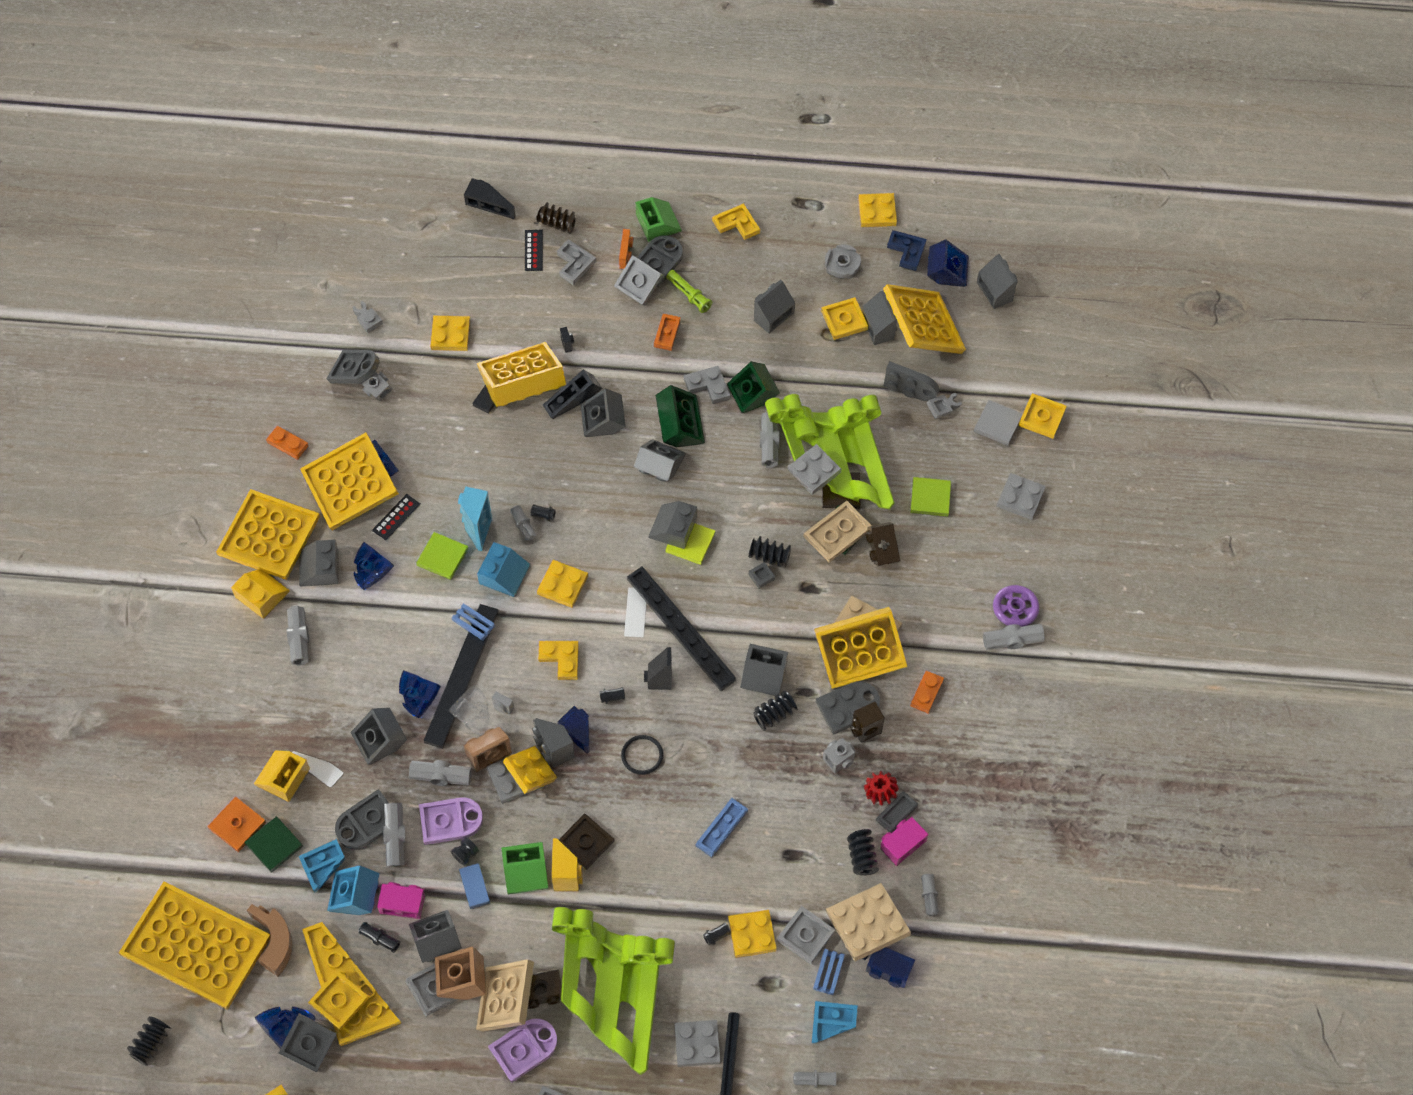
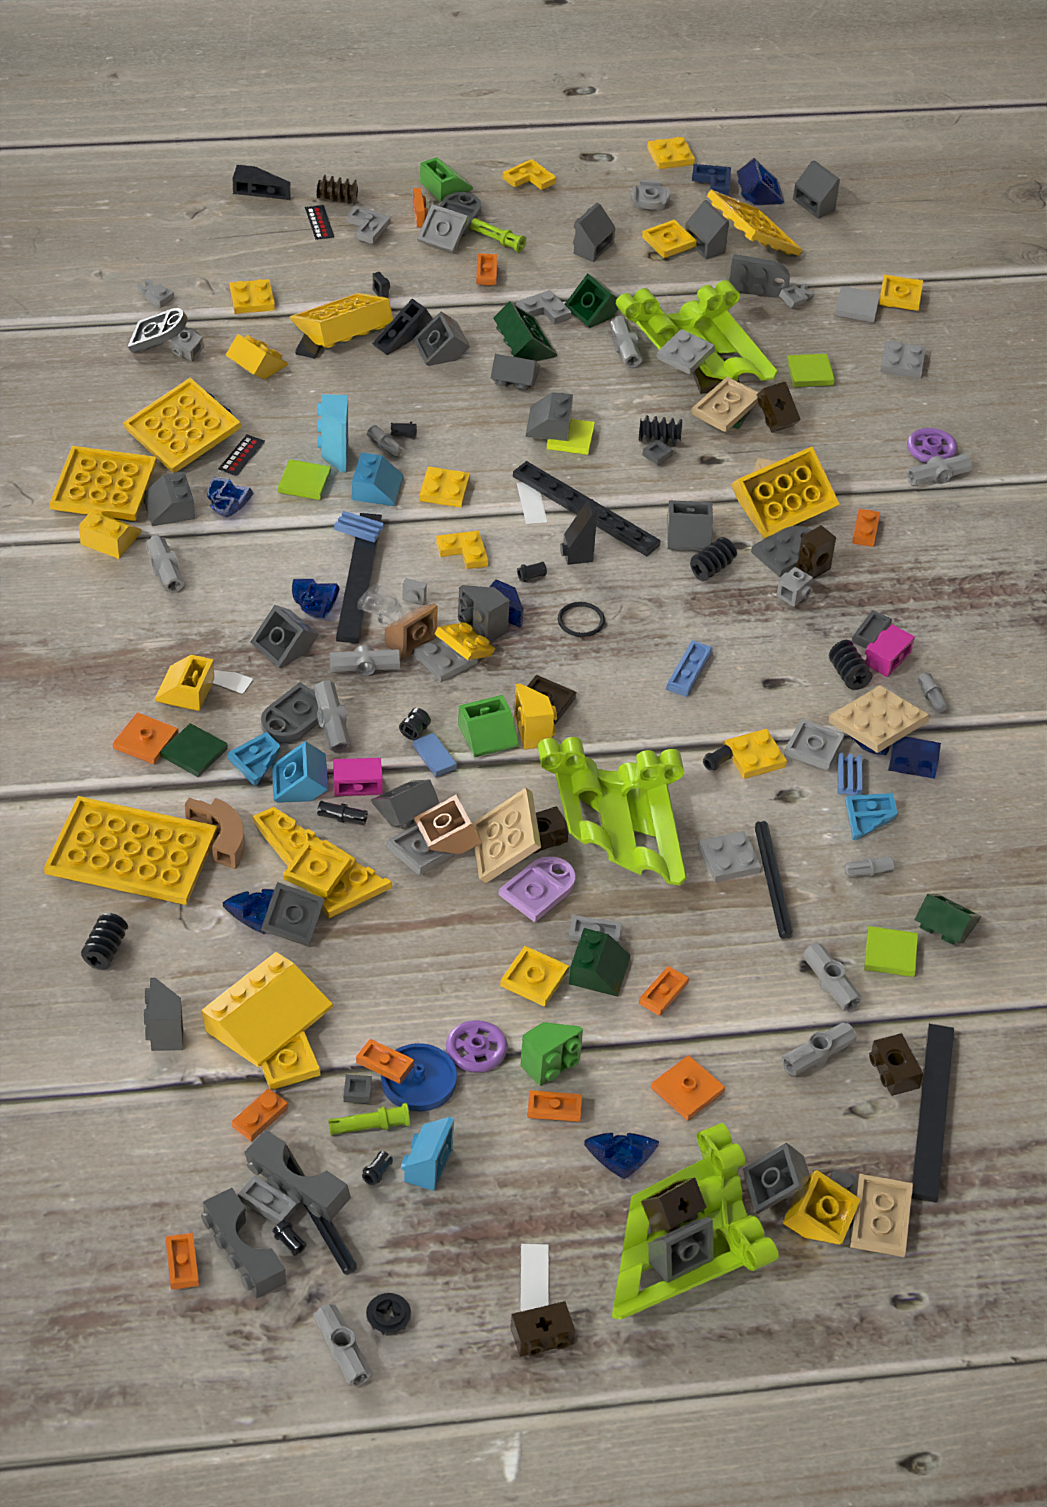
camera: 15 degrees left, 15 degrees down
(287, 442) = (99, 405): orange plate -> none
(434, 409) = (255, 356): none -> yellow slope
(448, 820) = (387, 699): lavender plate -> none
(874, 785) = (849, 608): red gear -> none

